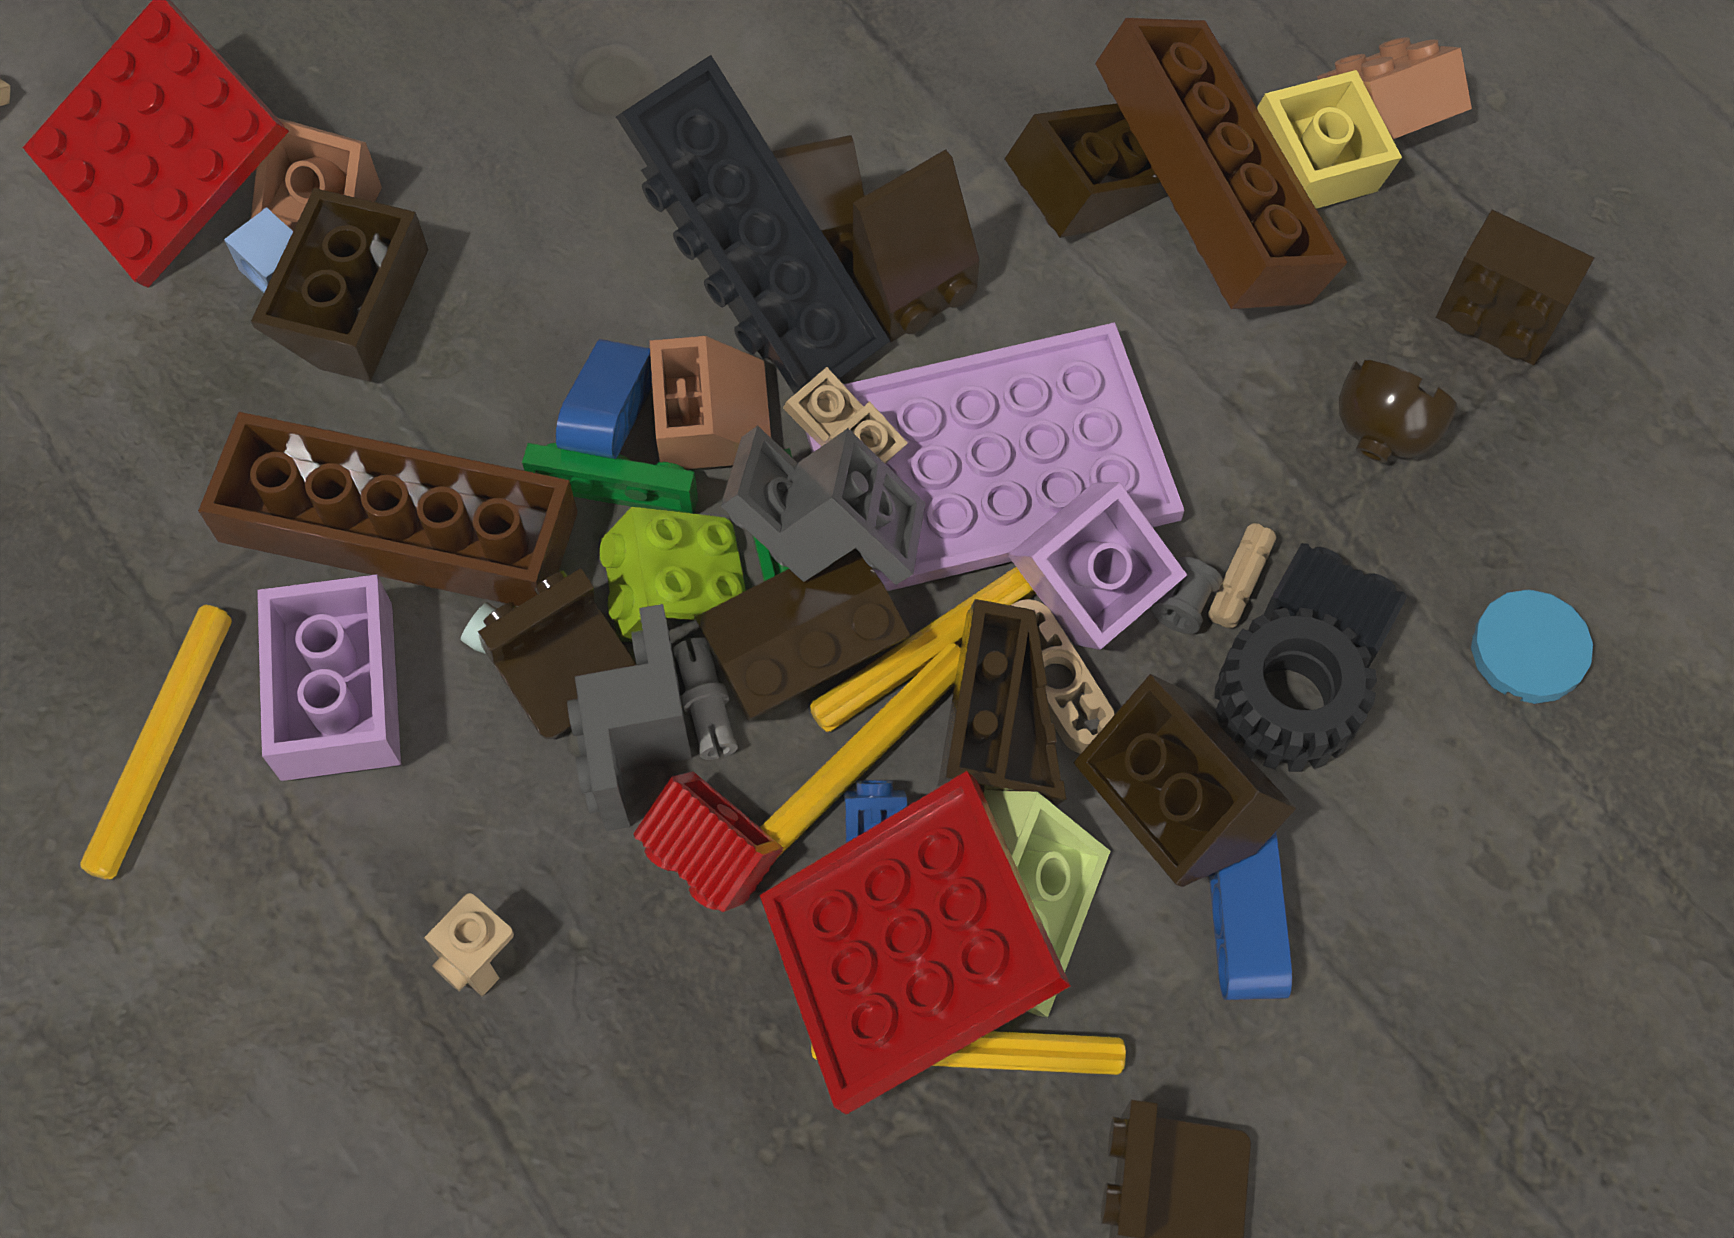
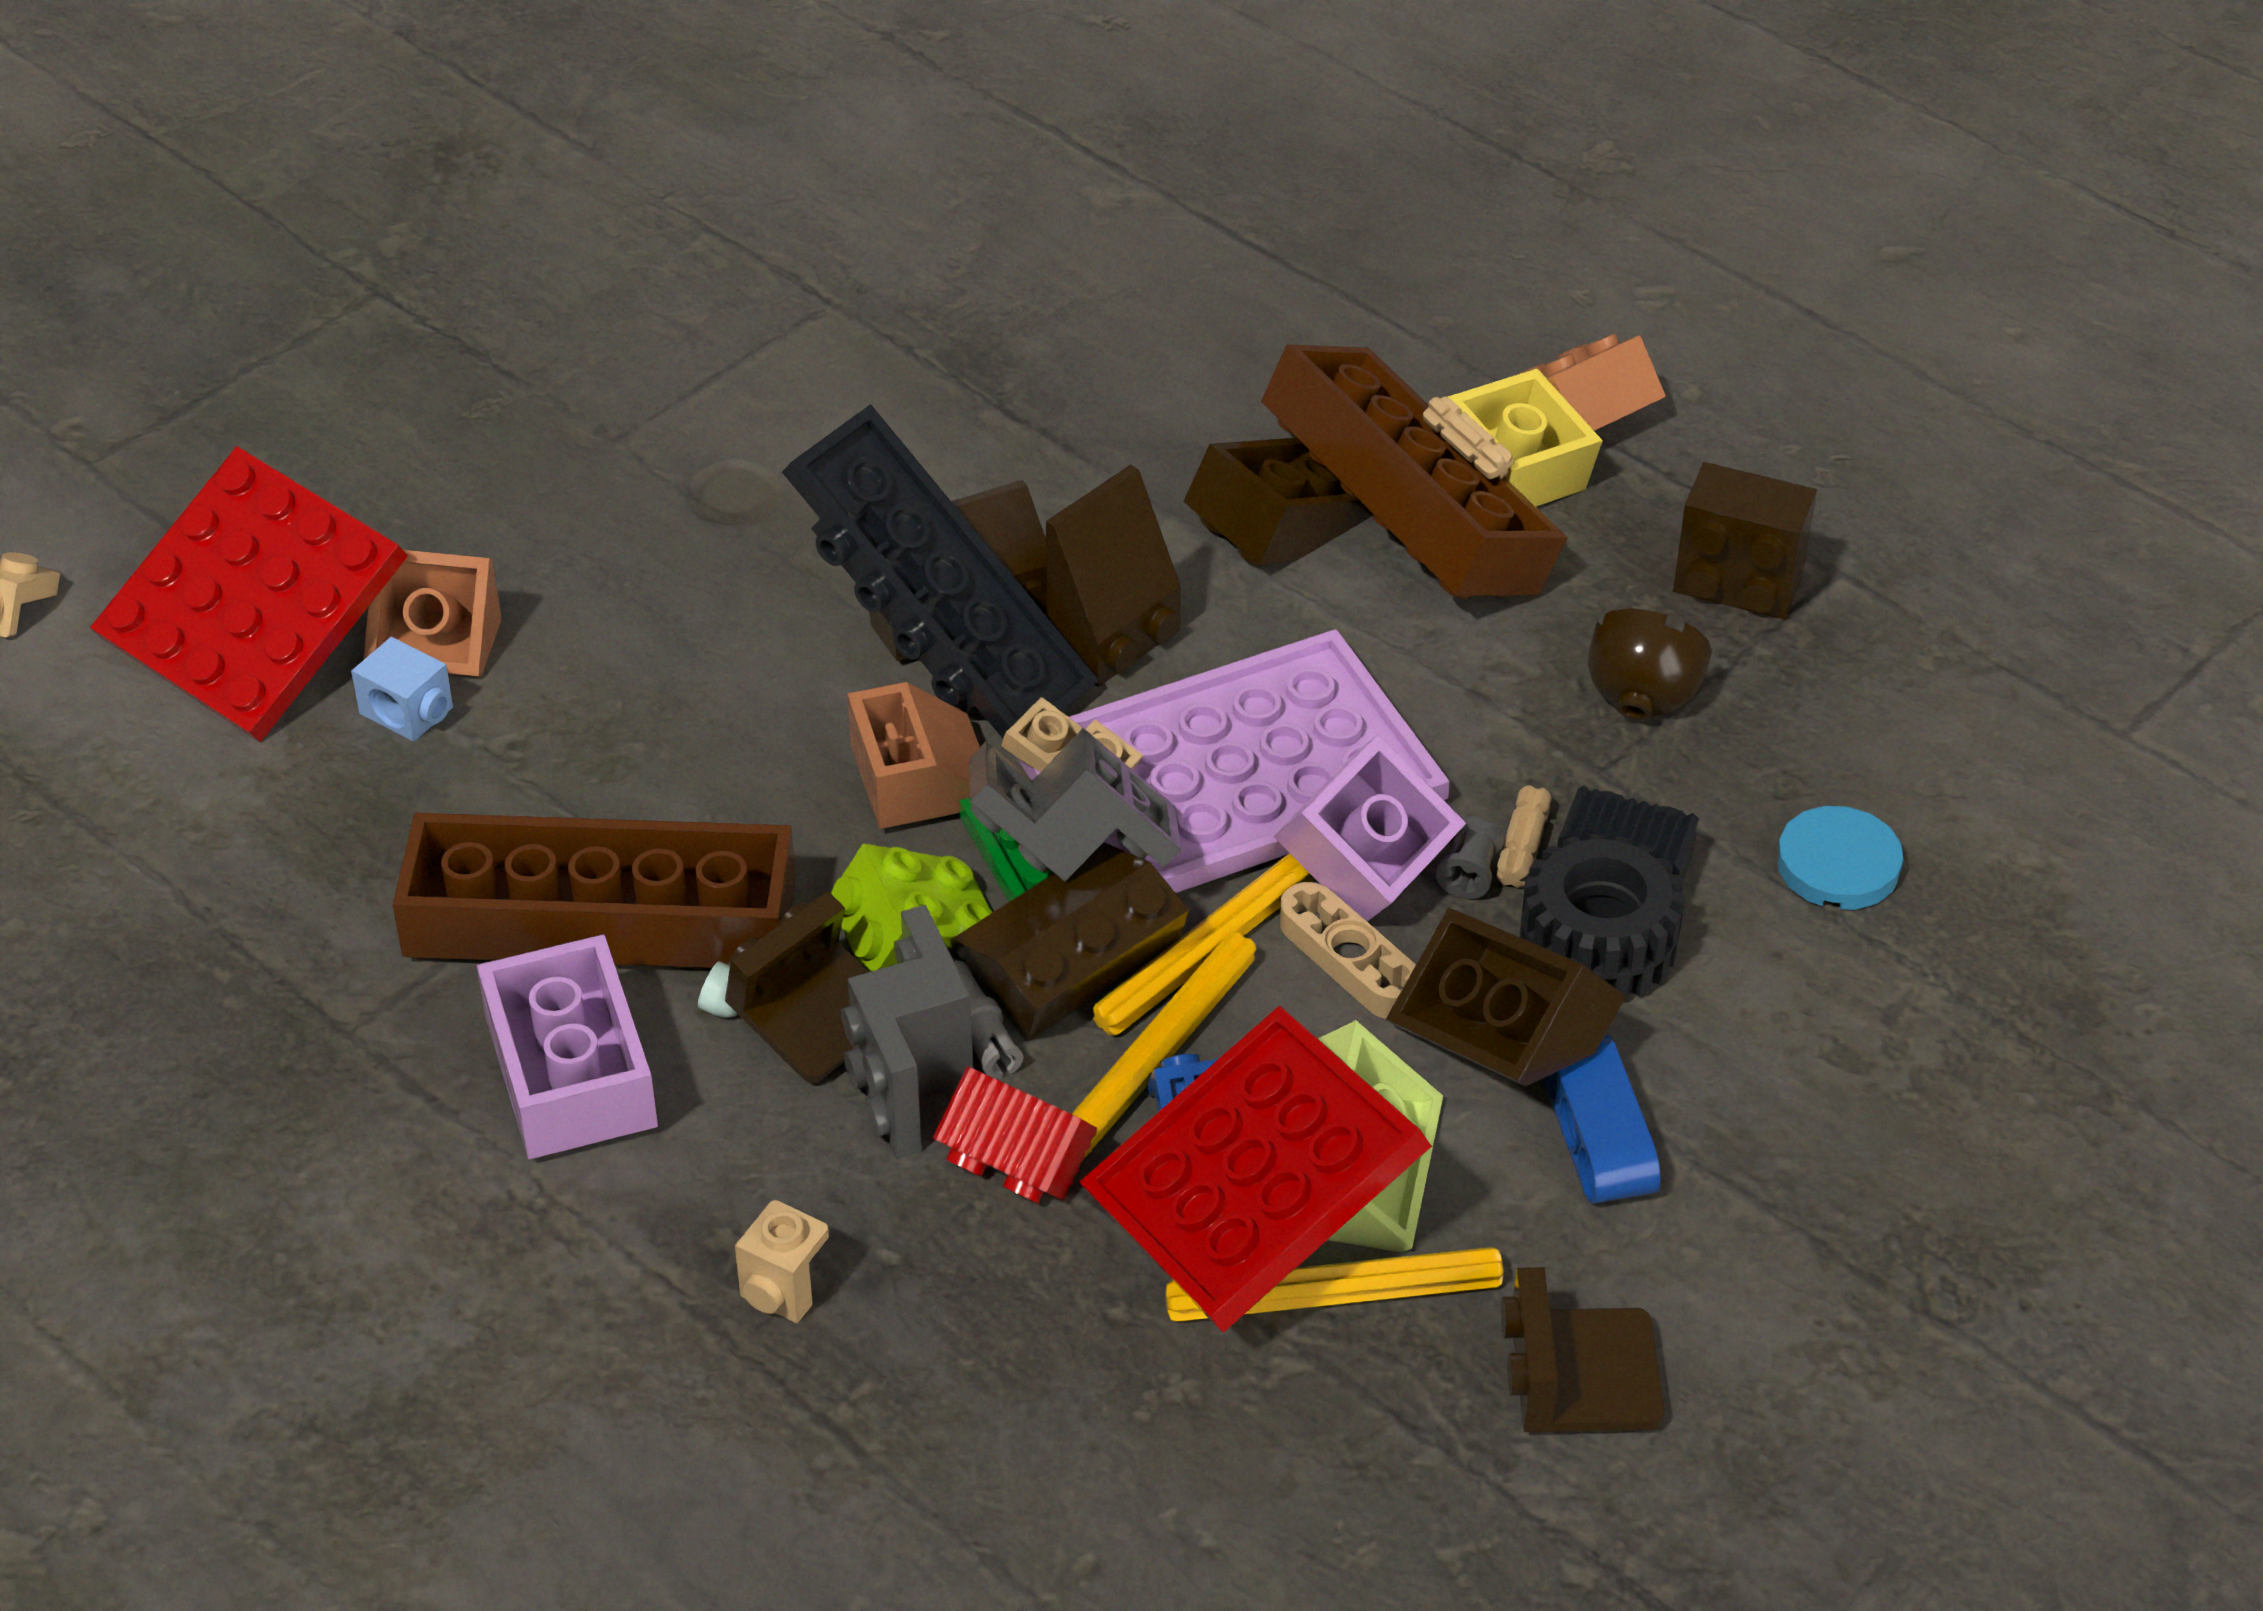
camera: 10 degrees left, 20 degrees down
(156, 743) = (380, 1144): yellow axle -> none
(342, 282) = (492, 695): dark brown slope -> none
(605, 399) = (808, 759): blue beam -> none
(616, 480) = (833, 835): green plate -> none
(1001, 706) = (1298, 951): dark brown wedge -> none
(1275, 142) = (1468, 437): none -> tan axle

